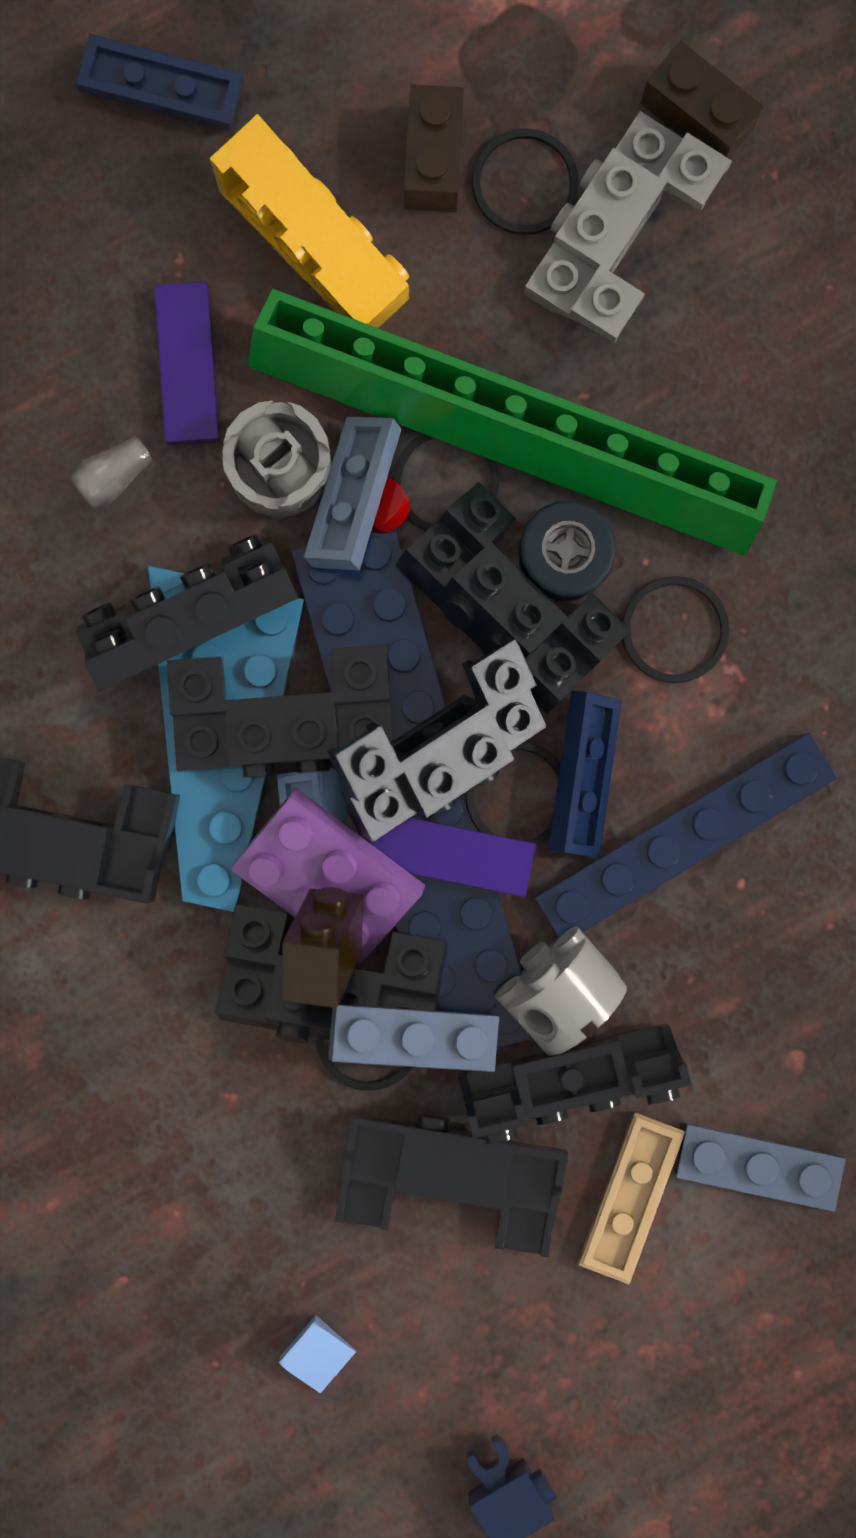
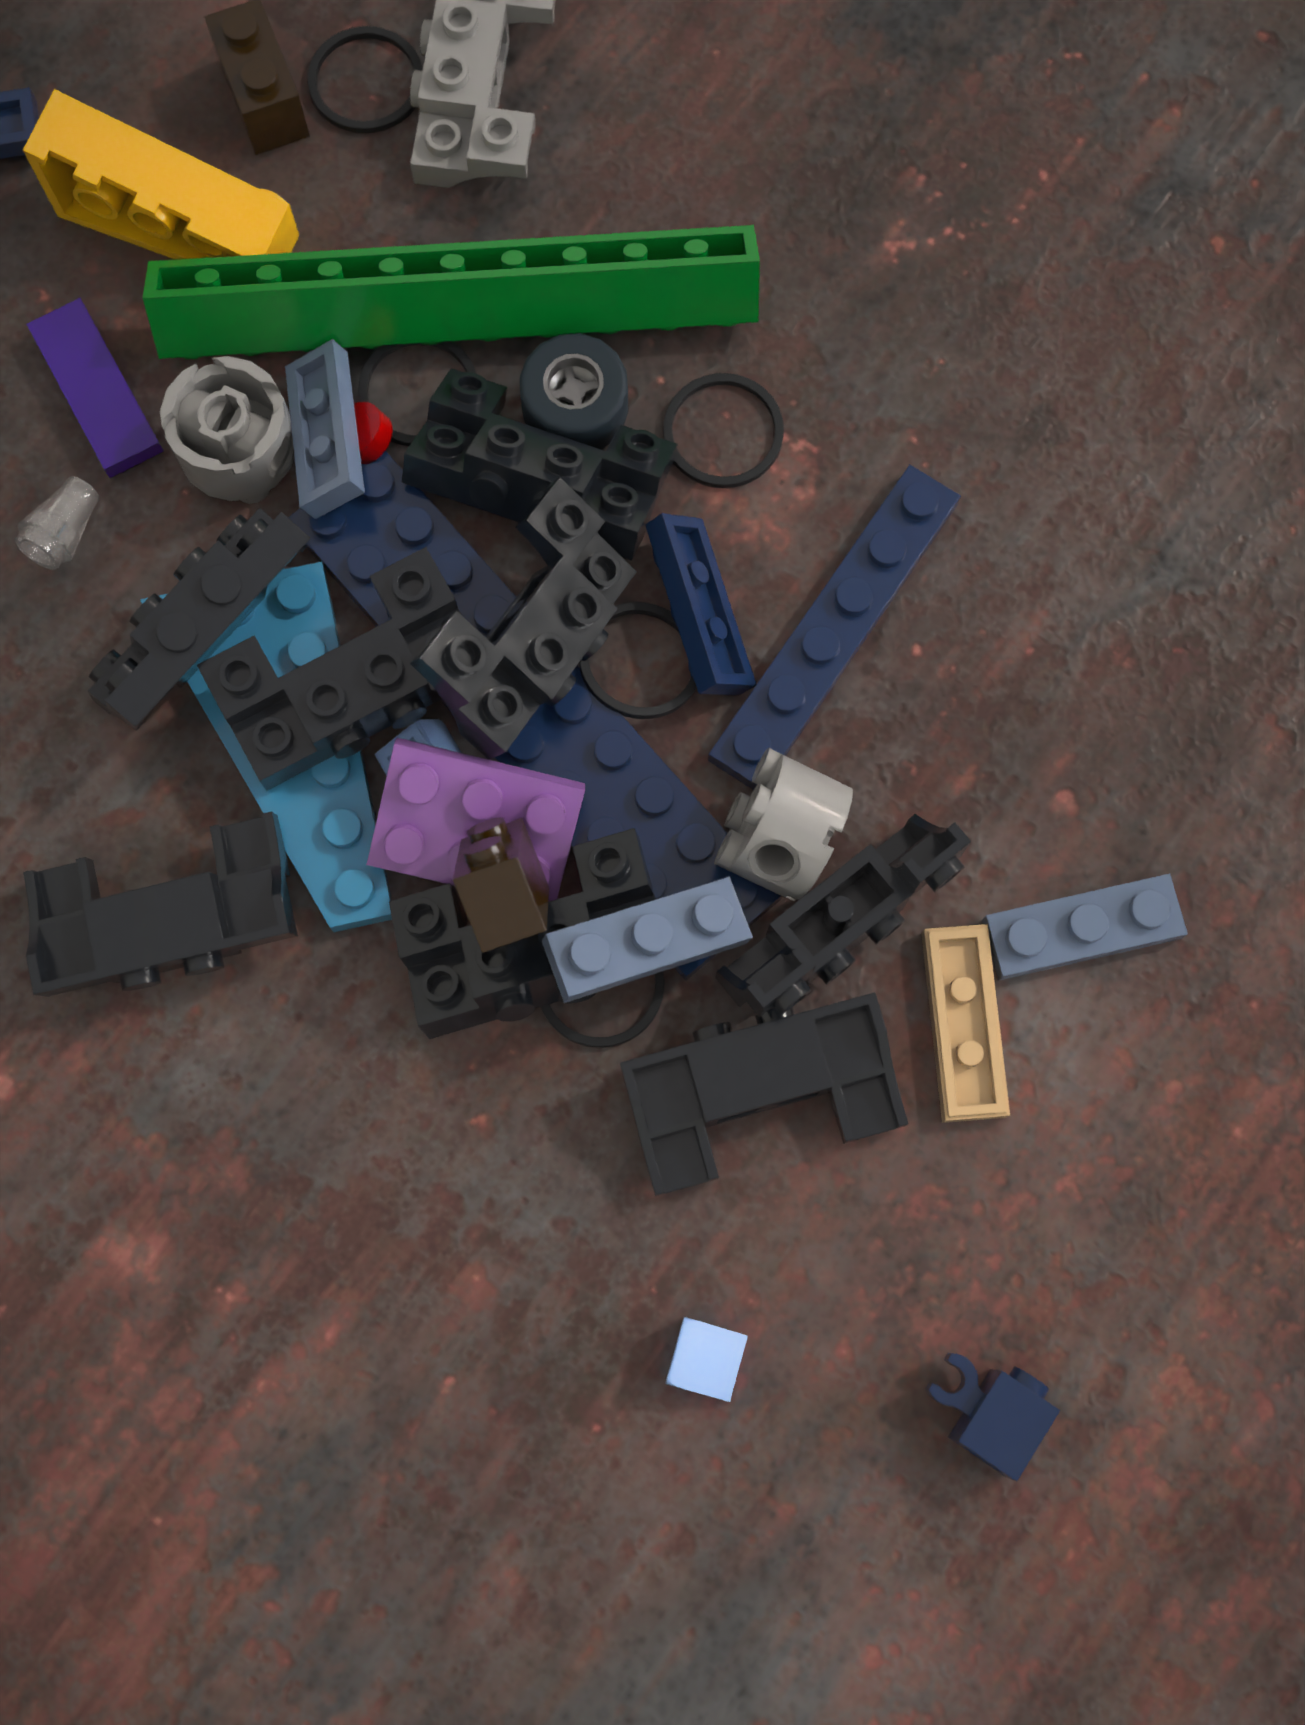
camera: 25 degrees left, 10 degrees down
(460, 855) = (607, 738): dark purple tile -> none

